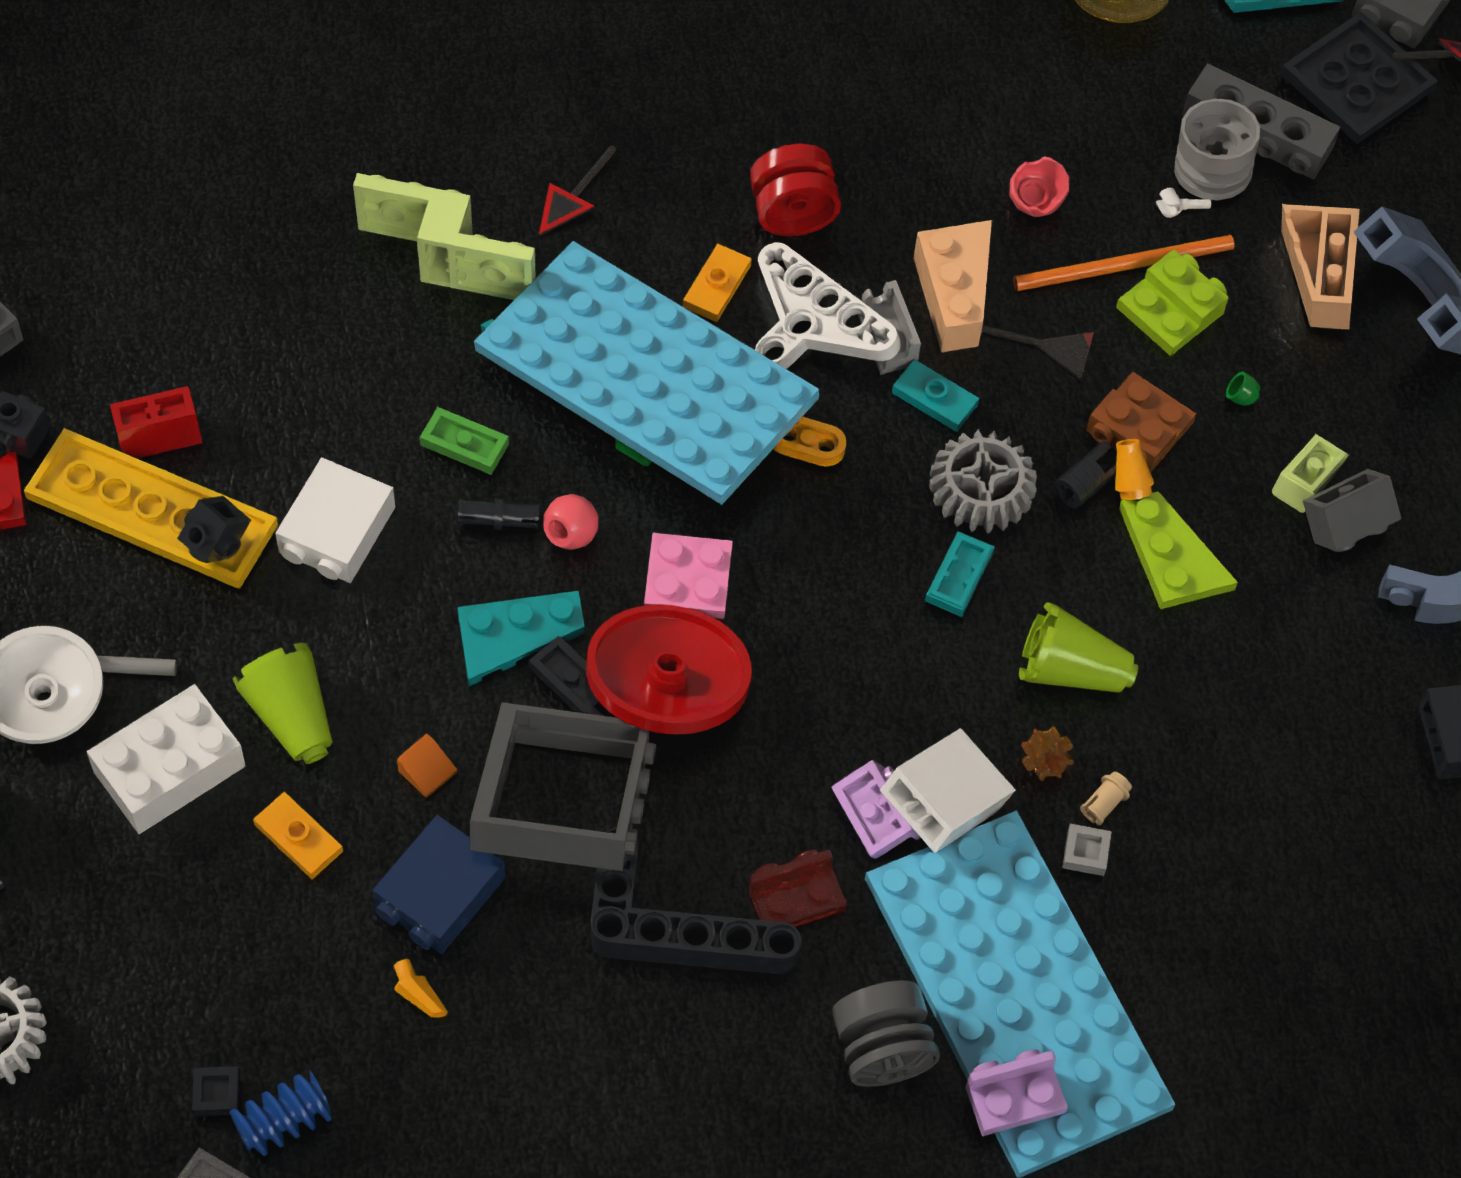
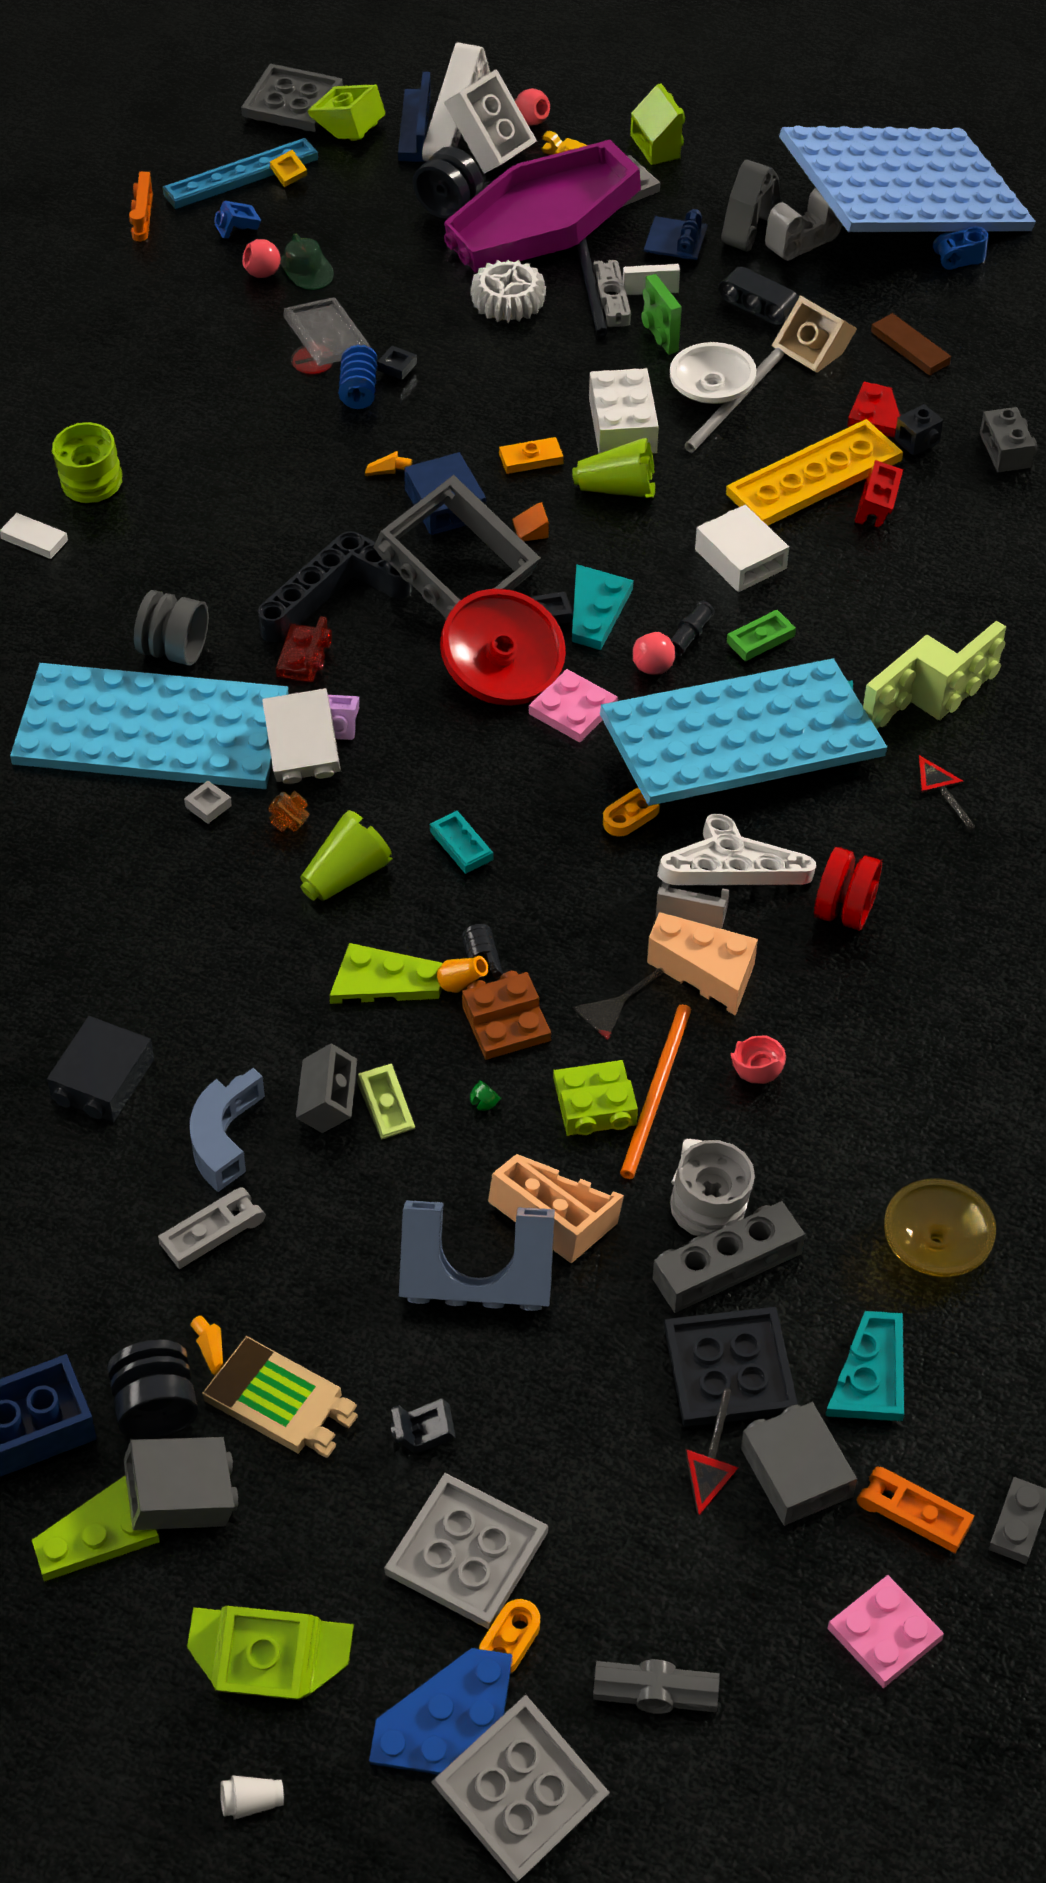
camera: 125 degrees right, 10 degrees down
(213, 529) = (772, 469): black brick -> none
(717, 282) = (806, 830): light orange plate -> none
(935, 395) = (618, 907): teal plate -> none
(966, 496) = (530, 885): light grey gear -> none
(1015, 1092) = (82, 671): lavender bracket -> none
(1106, 797) = (235, 837): tan pin -> none

